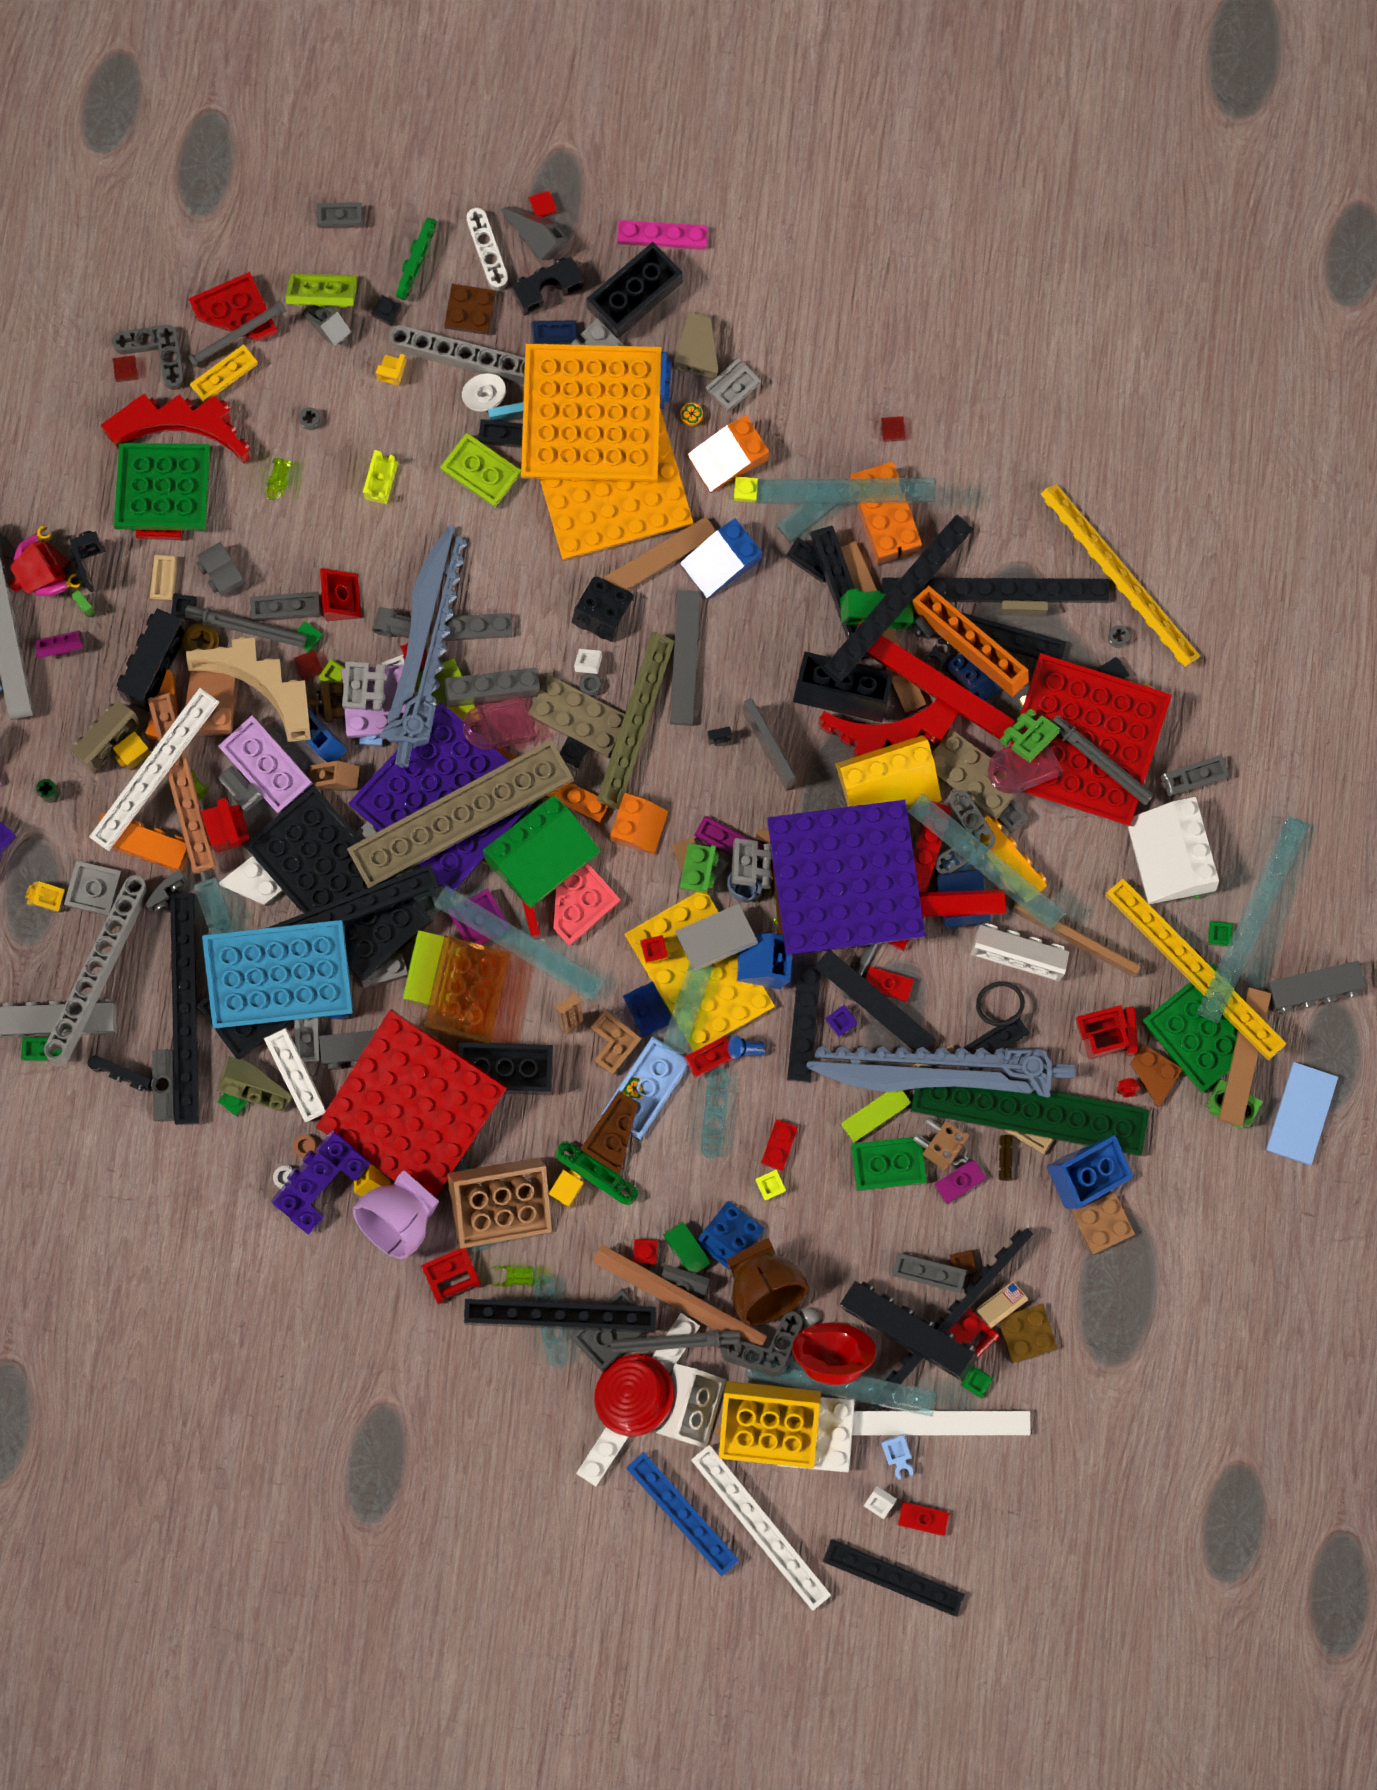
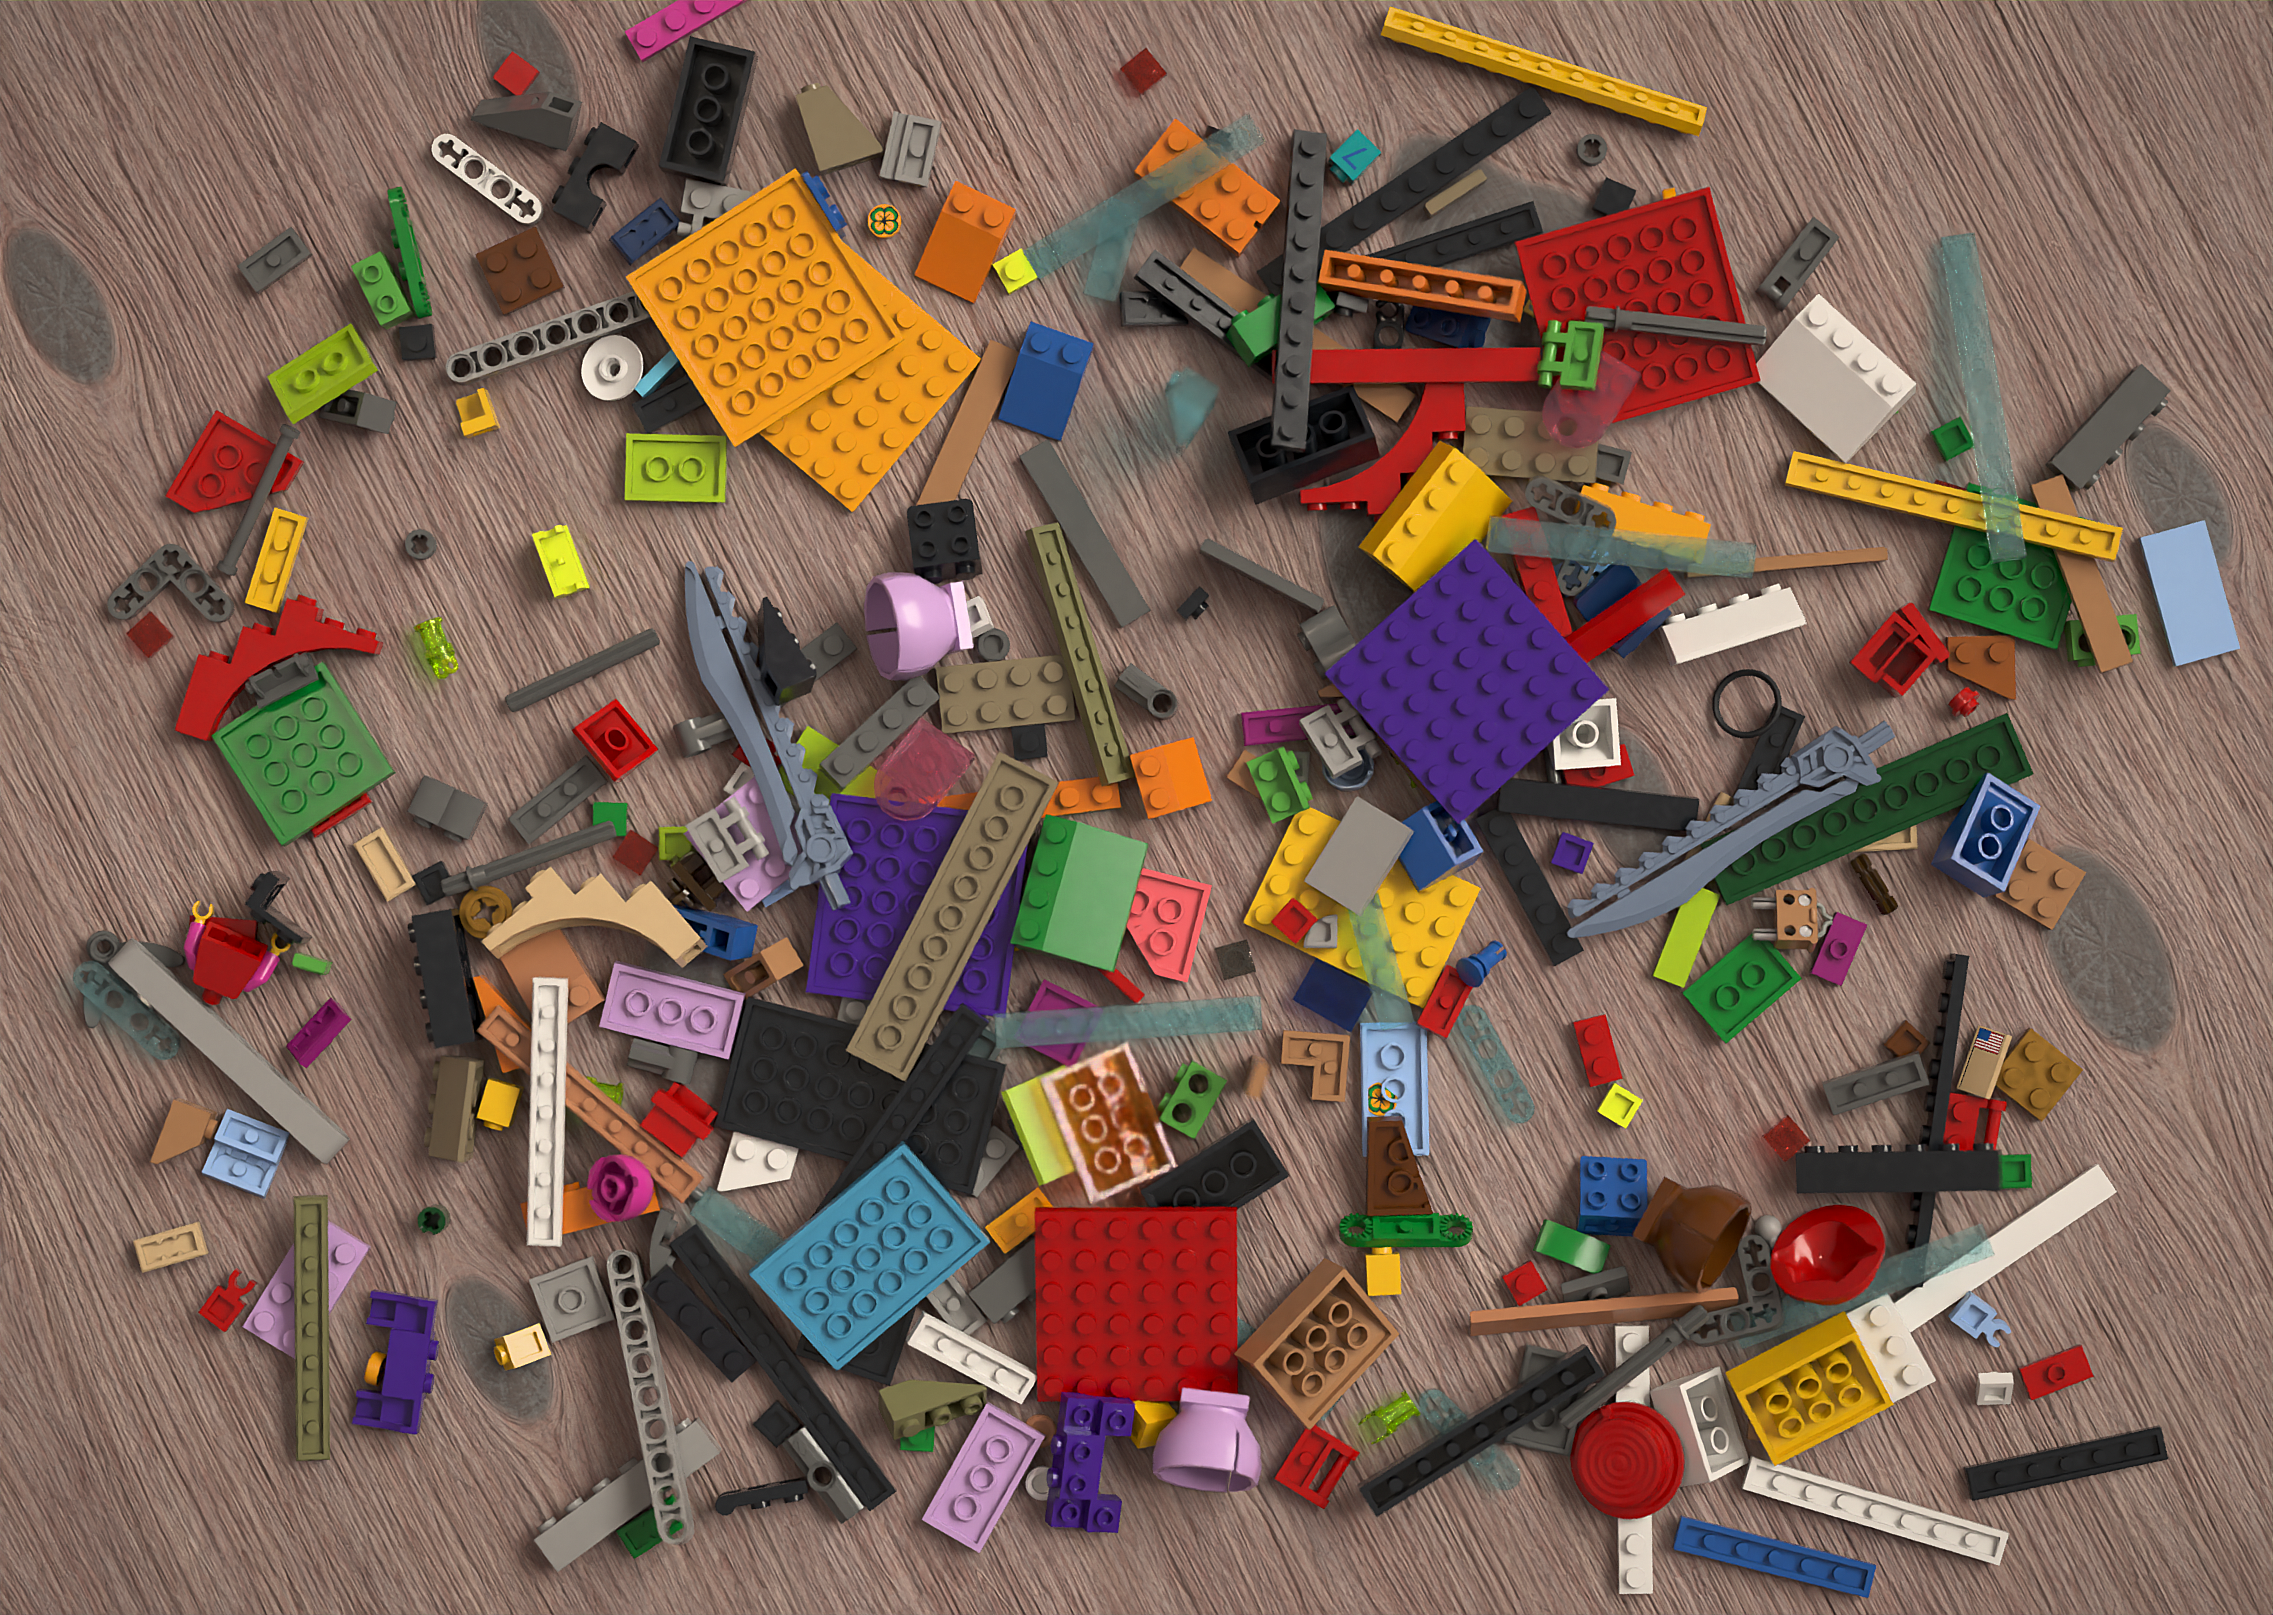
camera: 30 degrees left, 10 degrees up
(154, 949) = (699, 1323): none -> black plate
(157, 1038) = (776, 1423): none -> black tile
(164, 837) = (619, 1187): none -> dark pink cylinder
(187, 438) = (284, 680): none -> dark grey hinge
(253, 1149) = (983, 1477): none -> lavender plate
(350, 545) = (582, 670): none -> dark grey axle
(372, 1016) = (1017, 1221): none -> light orange plate
(387, 268) = (383, 290): none -> bright green brick
(463, 614) = (781, 662): none -> black slope
(528, 1019) = (1200, 1102): none -> bright green brick
(558, 639) = (927, 619): none -> lavender plate
(605, 952) = (1235, 959): none -> clear smoke tile
(659, 767) = (1145, 691): none -> dark grey piece
(665, 969) = (1322, 933): none -> light grey tile
(782, 802) = (1327, 638): none -> dark grey brick
(792, 619) = (1188, 405): none -> clear light blue slope
(855, 1270) = (1785, 1138): none -> clear red plate
(894, 959) = (1589, 740): none -> white slope
(979, 551) = (1353, 158): none -> teal brick

